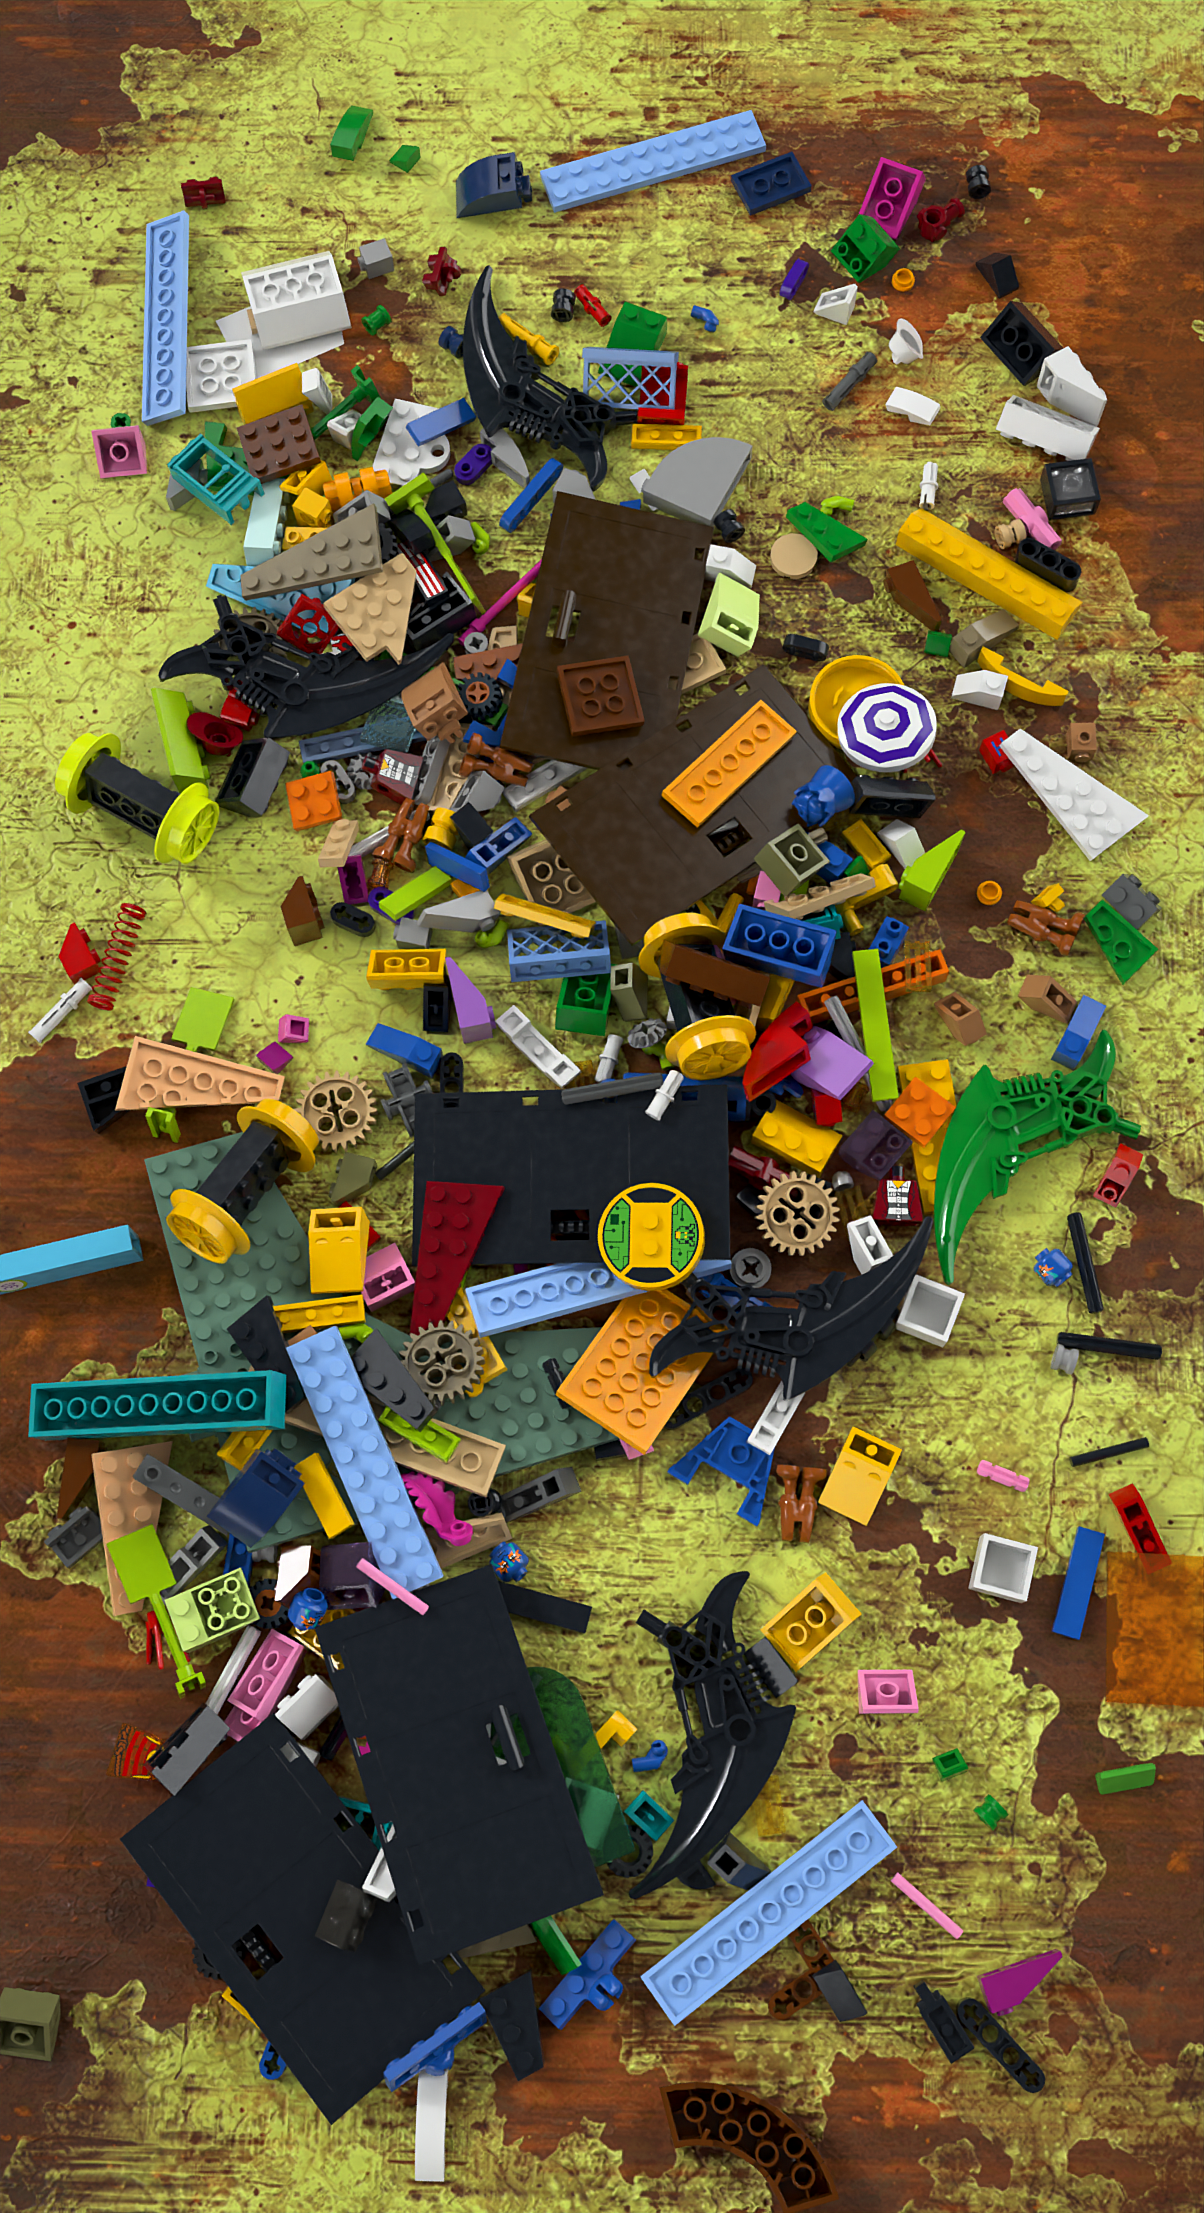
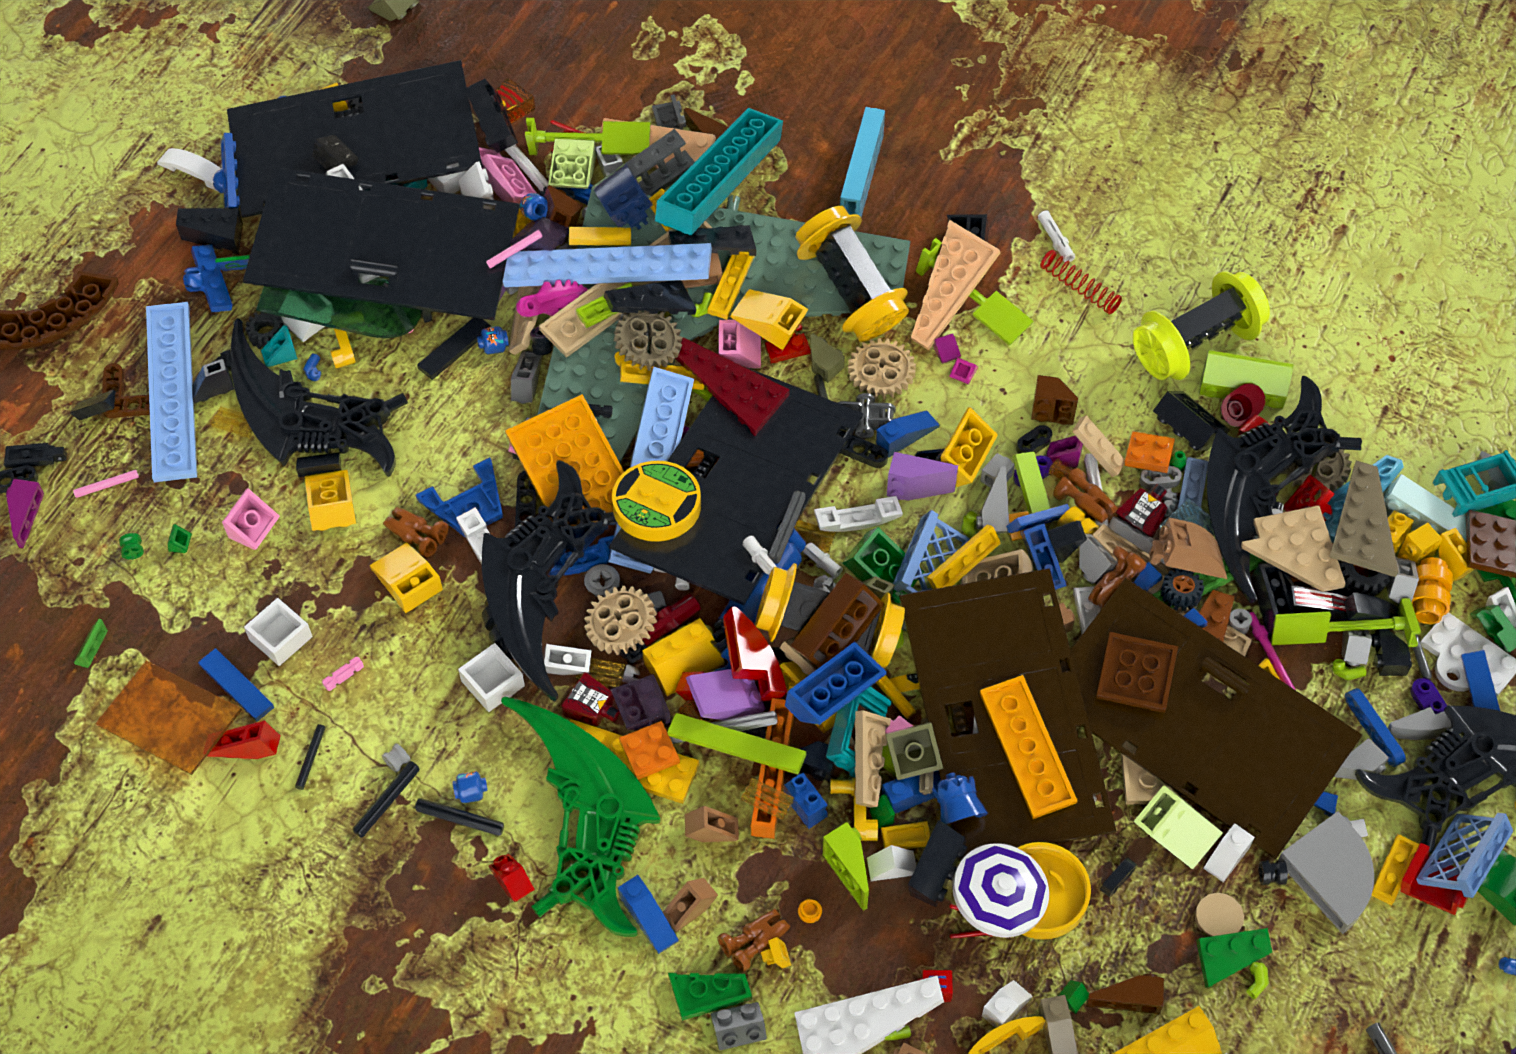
camera: 115 degrees right, 15 degrees down
(77, 956) = (1095, 259): red slope -> none

